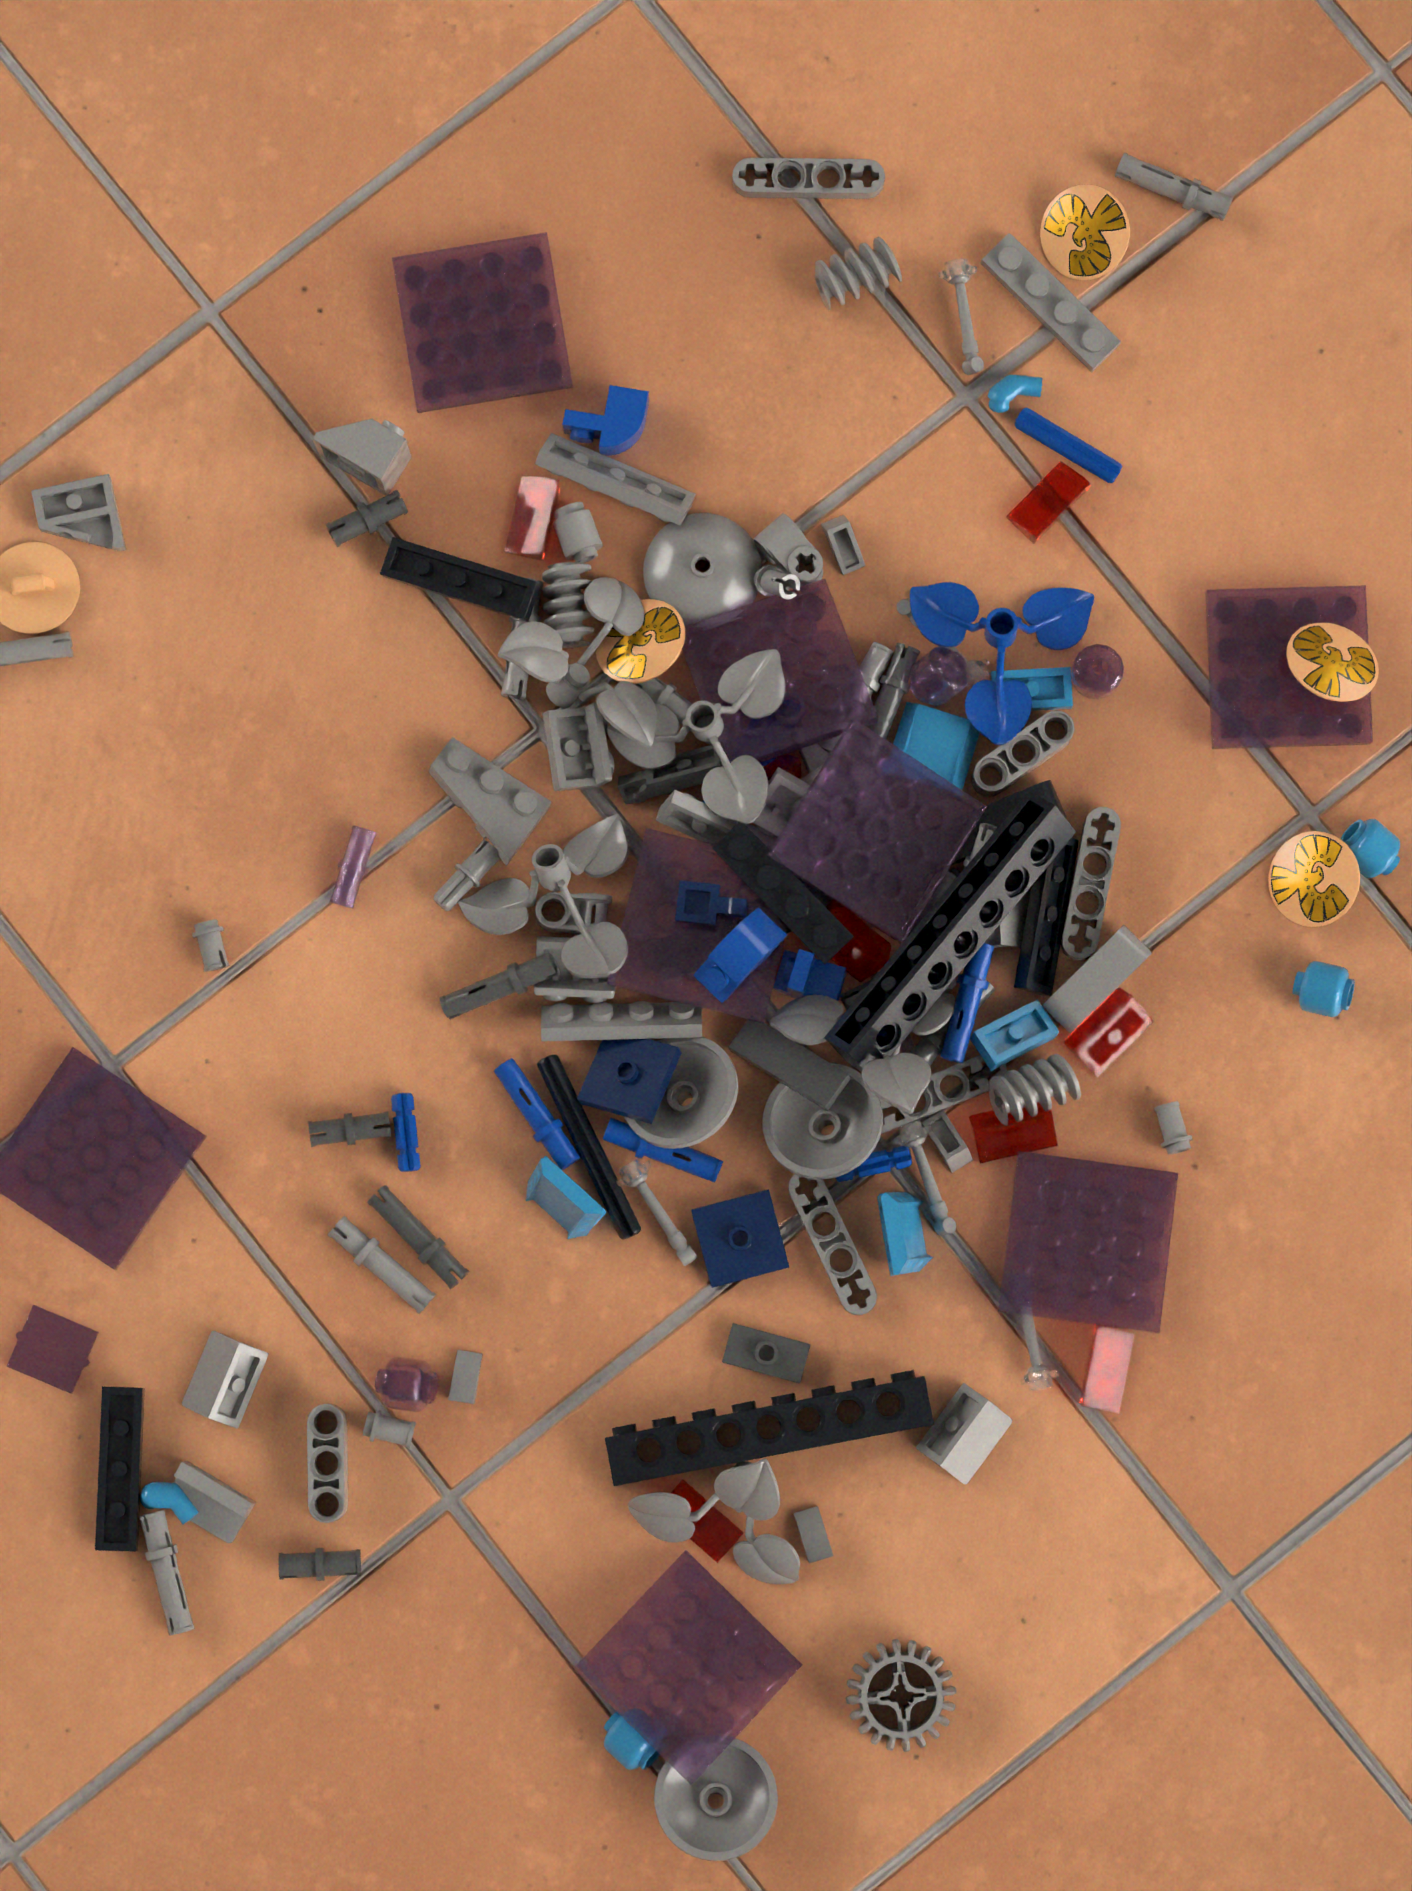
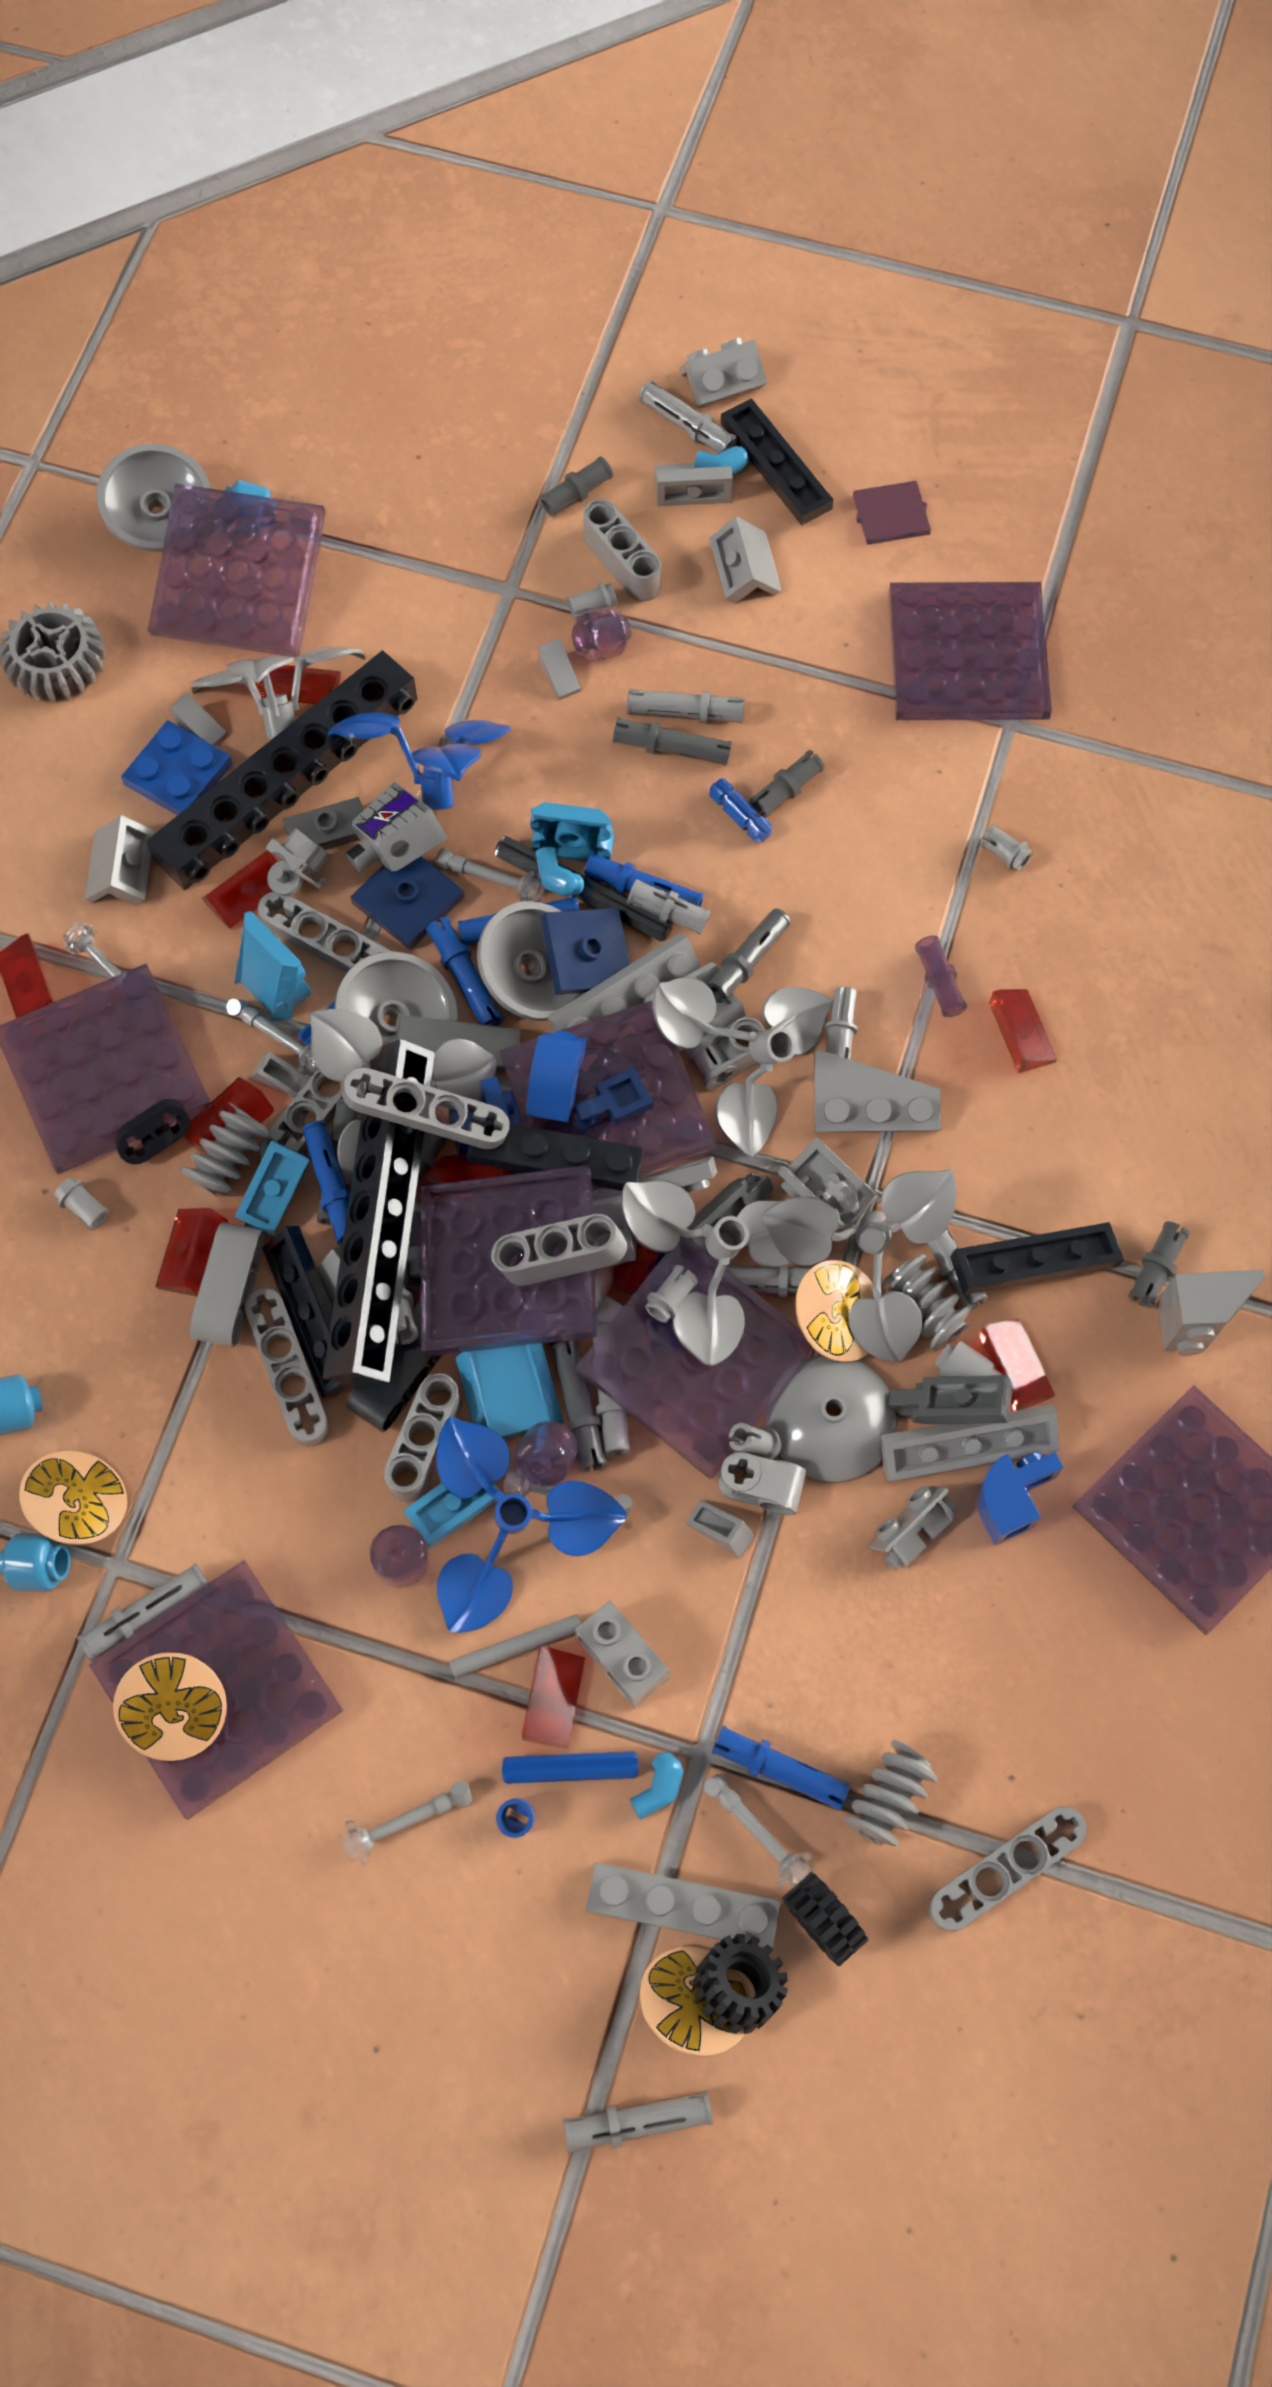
camera: 145 degrees right, 15 degrees down
(95, 1603) = (724, 372): none -> light grey bracket
(320, 779) = (1021, 1029): none -> clear red slope
(548, 1091) = (668, 906): none -> light grey pin
(583, 714) = (842, 1197): none -> light grey axle
(606, 510) = (955, 1400): none -> dark grey hinge
(611, 1159) = (557, 878): none -> dark azure arm
(648, 1300) = (439, 763): none -> blue plant
(716, 1297) = (394, 831): none -> light grey torso
(719, 449) = (924, 1512): none -> light grey hinge
(739, 1134) = (457, 959): none -> blue pin
(773, 720) = (670, 1295): none -> light grey pin
(819, 1318) = (300, 860): none -> light grey hips
(859, 794) = (541, 1241): none -> light grey beam
(860, 1500) = (176, 768): none -> blue plate
(870, 976) = (427, 1101): none -> light grey beam
(870, 1340) = (241, 890): none -> clear red slope
(928, 359) = (781, 1768): none -> blue pin
(962, 222) = (825, 1919): none -> black tyre
(980, 494) = (622, 1654): none -> light grey brick
(1051, 557) = (514, 1646): none -> light grey bar
(1067, 228) = (724, 2000): none -> black tyre
(1081, 1151) = (151, 1131): none -> black beam
(1135, 432) = (511, 1826): none -> blue hinge
(1250, 490) = (359, 1841): none -> light grey piece
(1310, 759) = (97, 1641): none -> light grey pin

